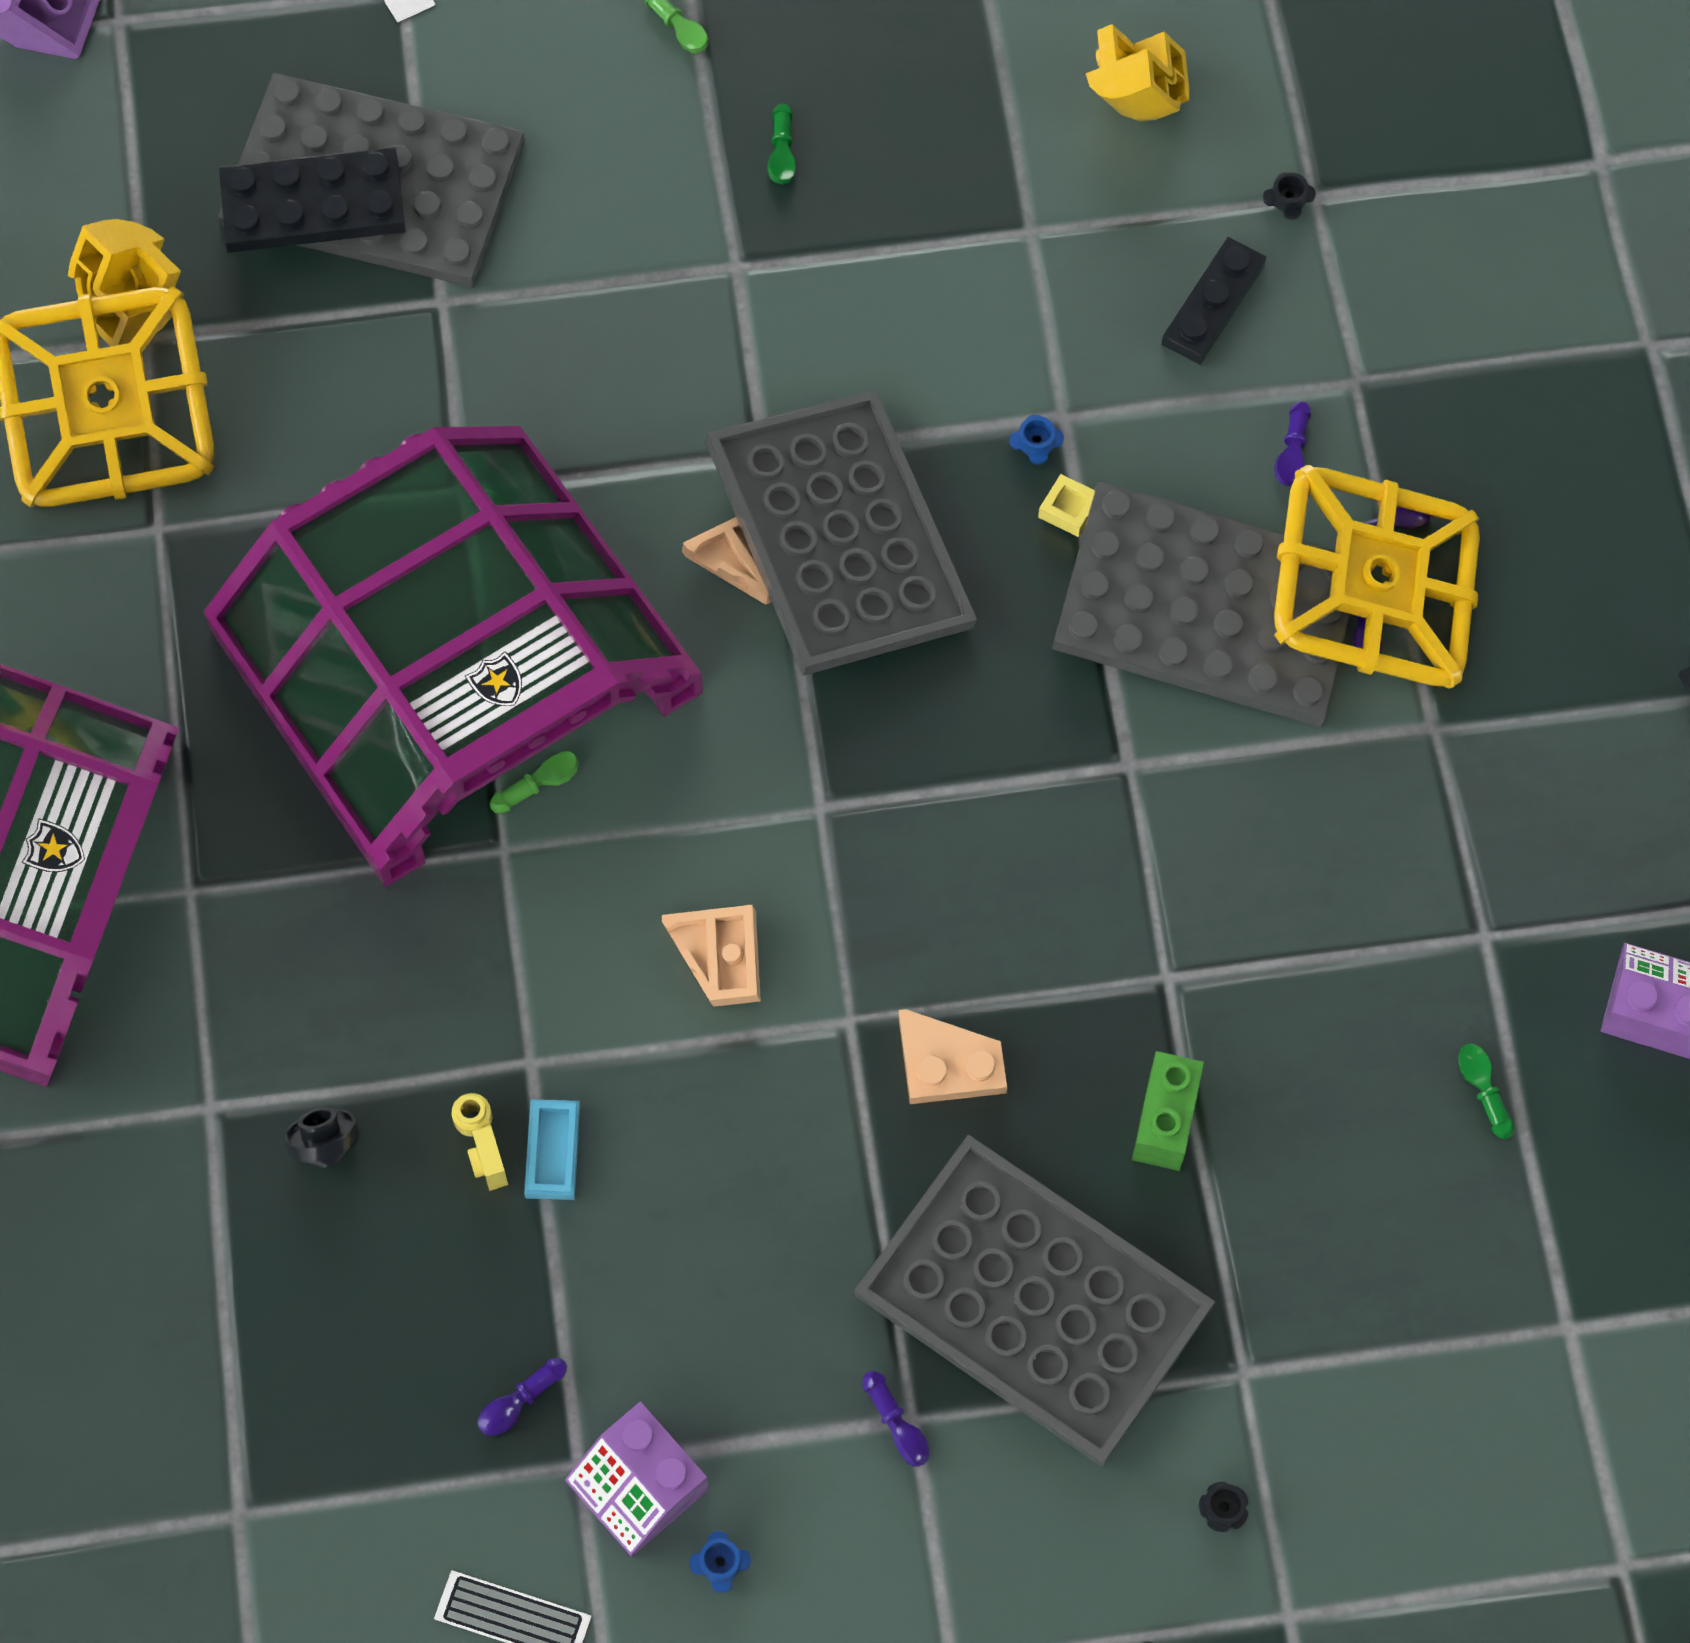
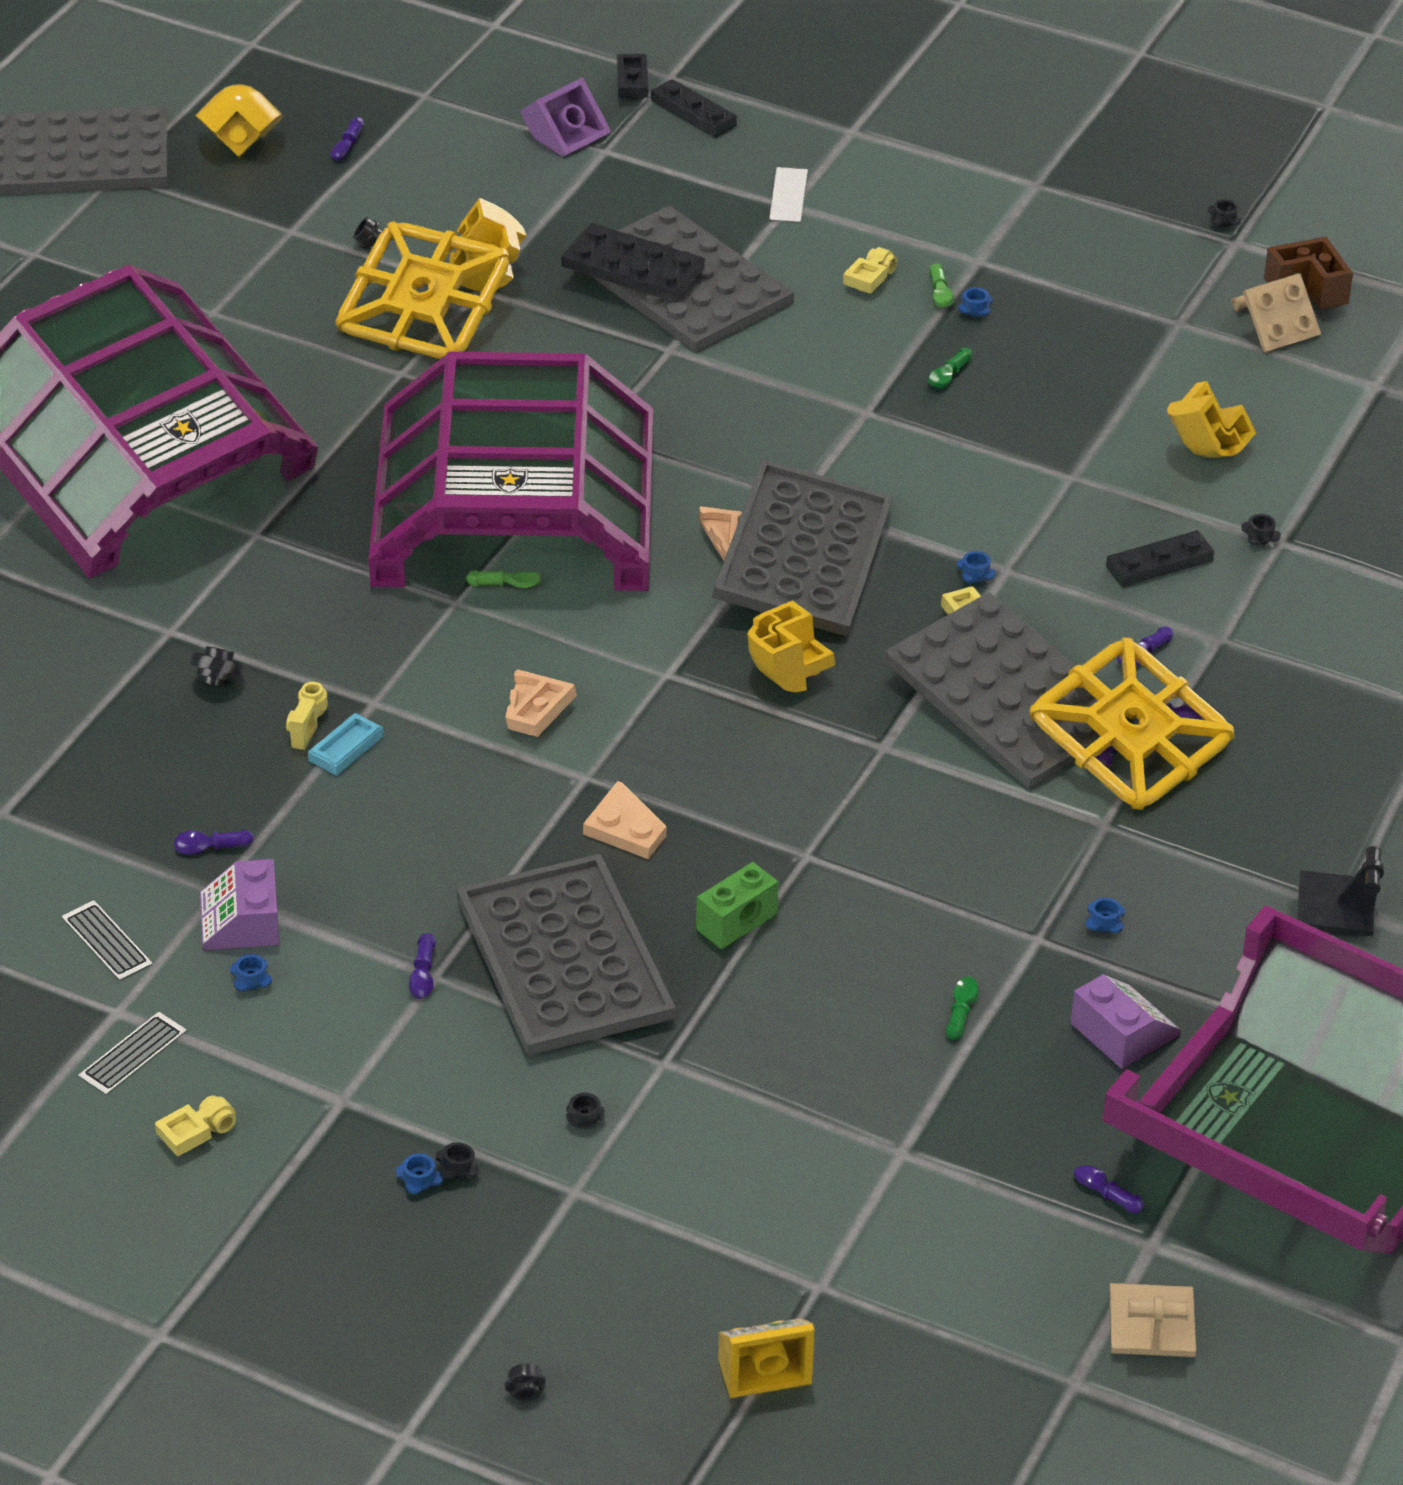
camera: 35 degrees right, 25 degrees down
(583, 44) = (872, 271): none -> light yellow plate
(733, 15) = (975, 302): none -> blue plate
(942, 702) = (786, 648): none -> yellow brick
(1540, 852) = (1105, 915): none -> blue plate

